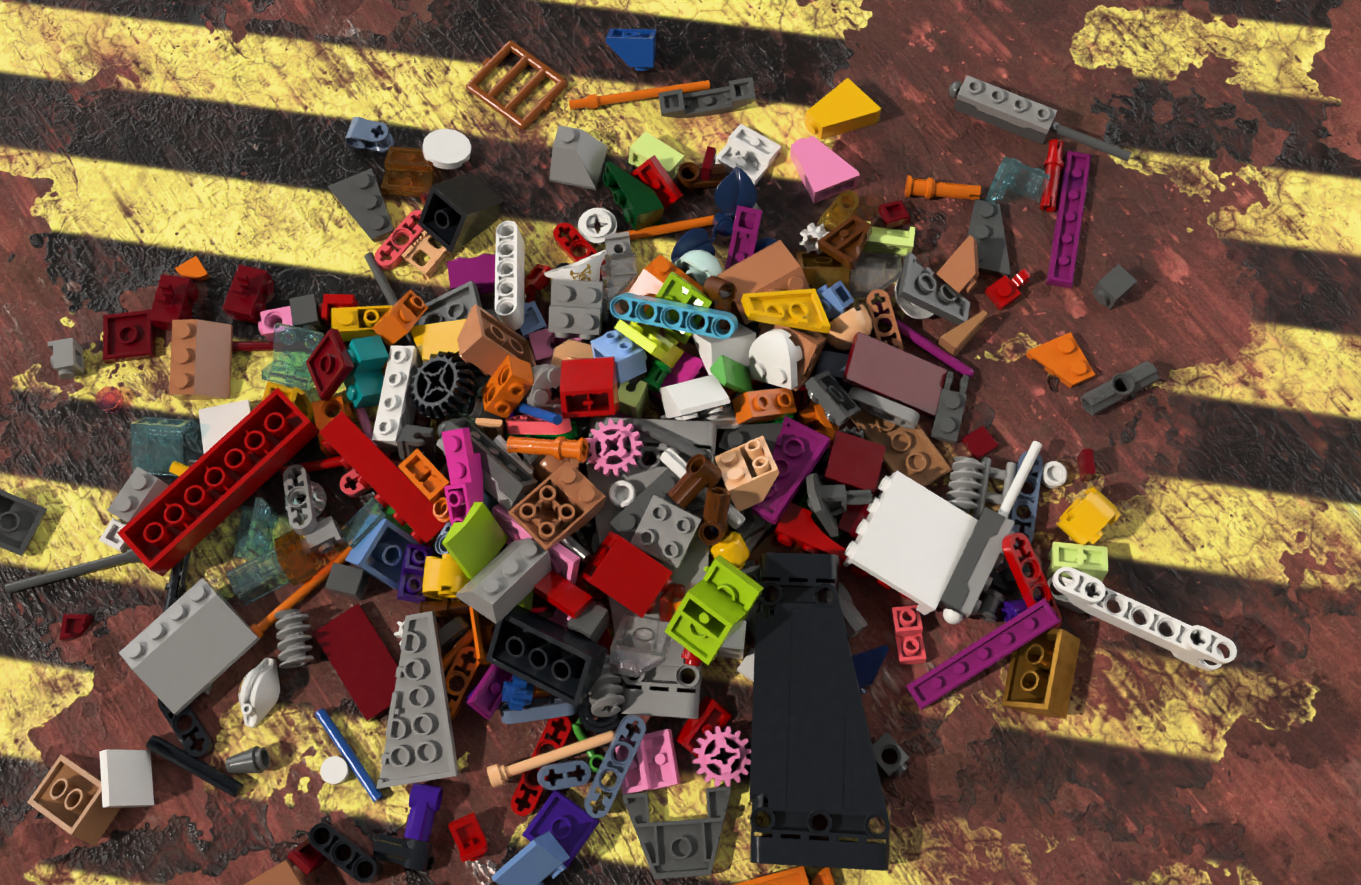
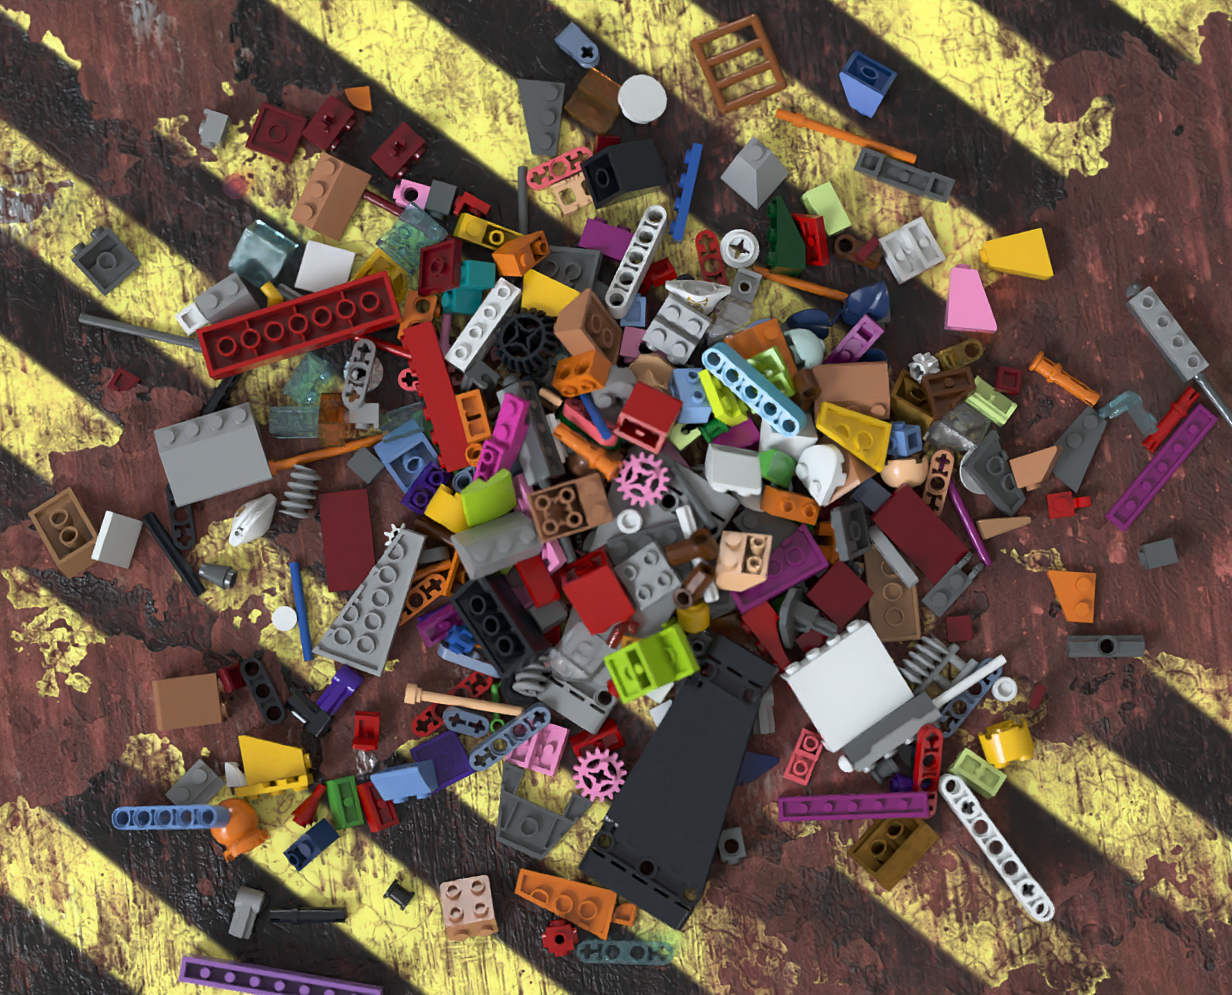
camera: 25 degrees right, 15 degrees up
(527, 212) = (687, 182): none -> blue plate

